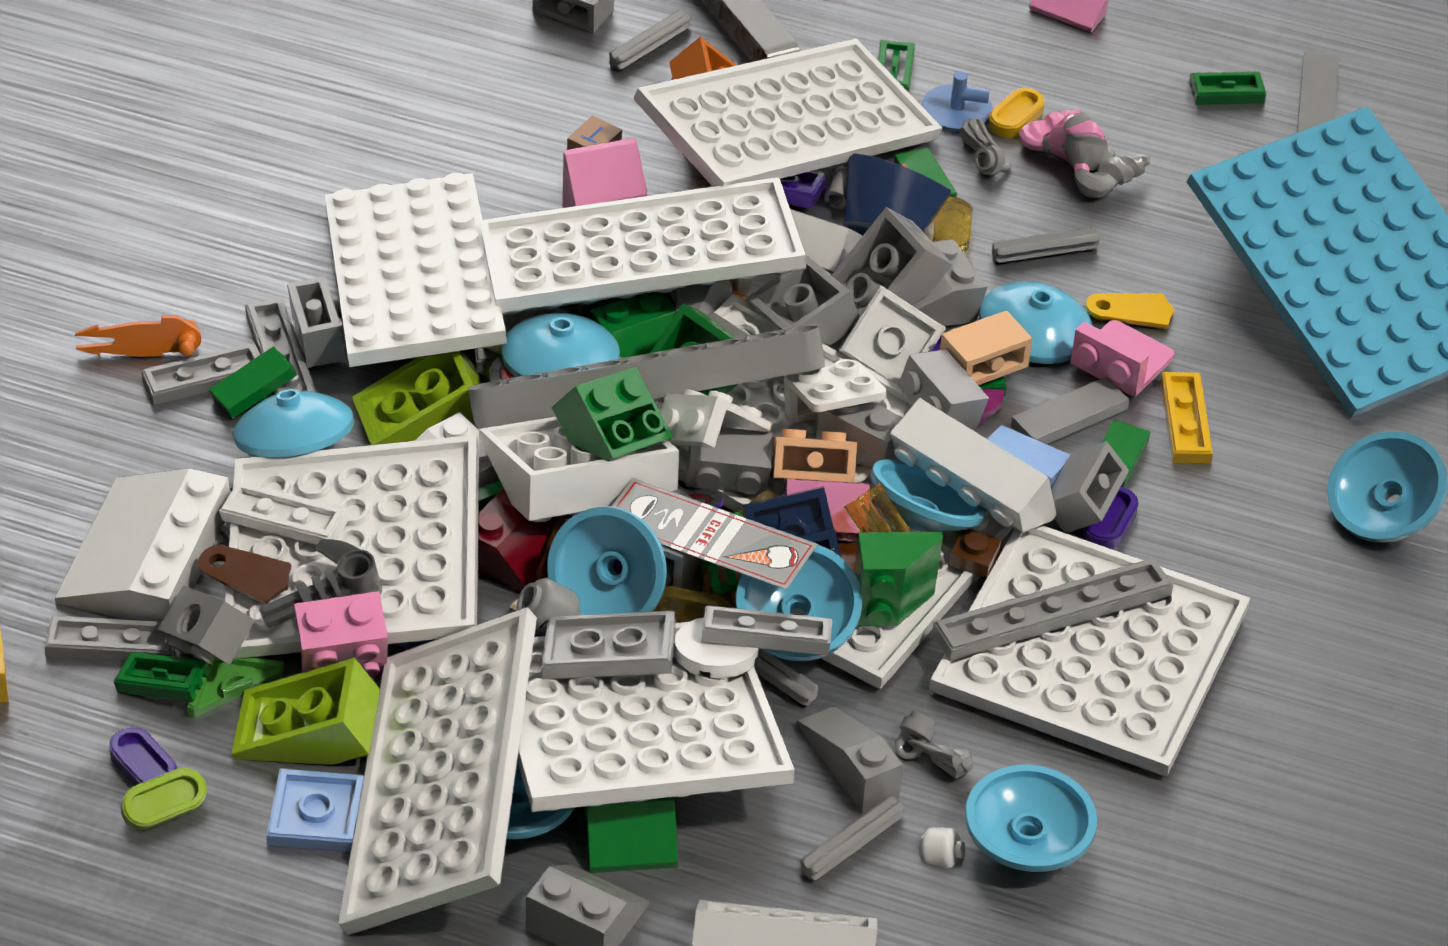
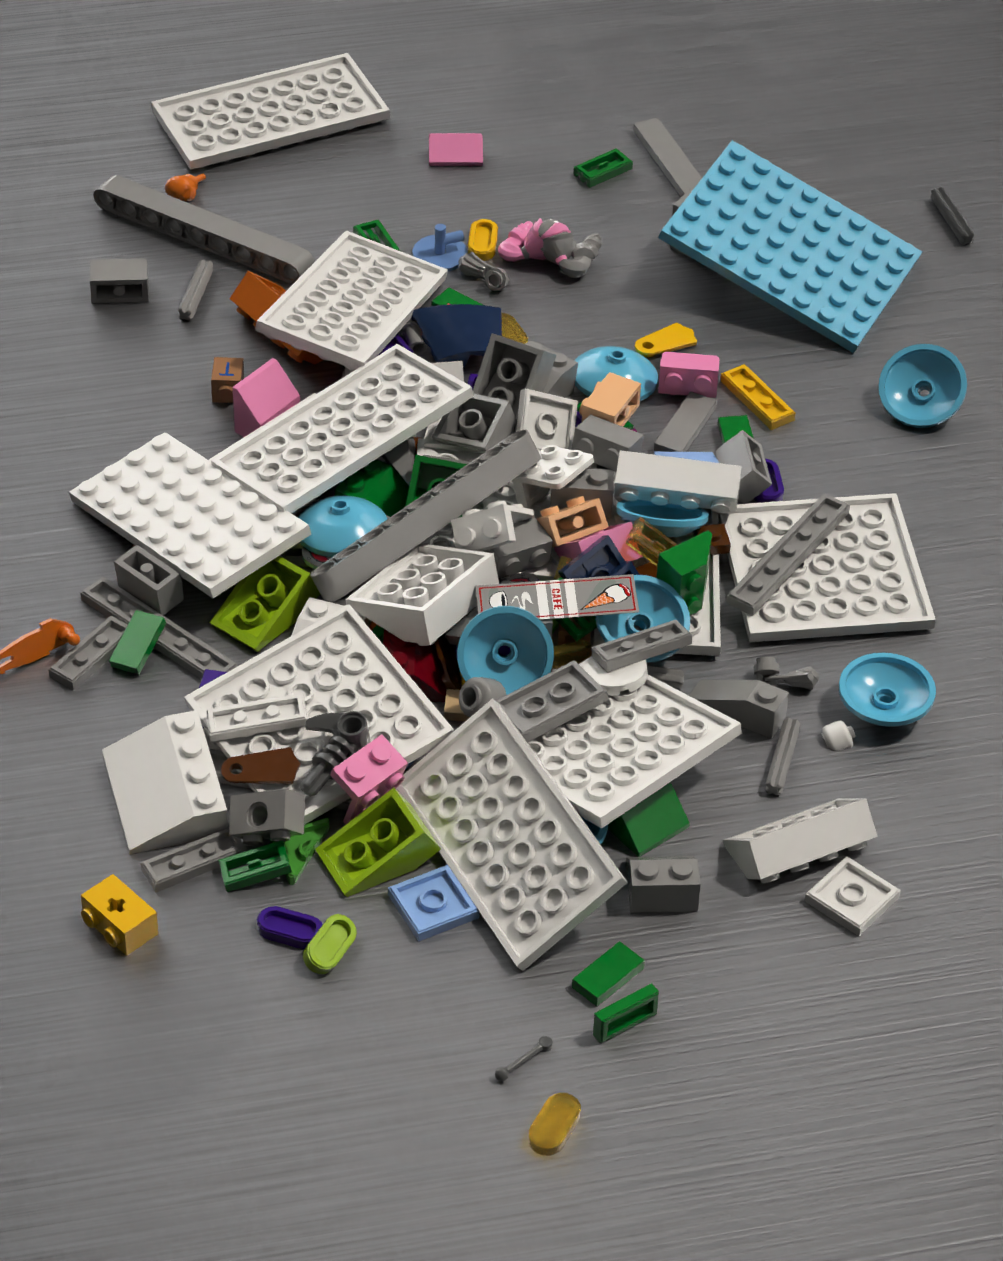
camera: 30 degrees left, 0 degrees up
(293, 424) = (202, 657): medium azure dish -> none
(612, 416) = (437, 550): green slope -> none
(1045, 245) = (577, 321): light grey axle -> none

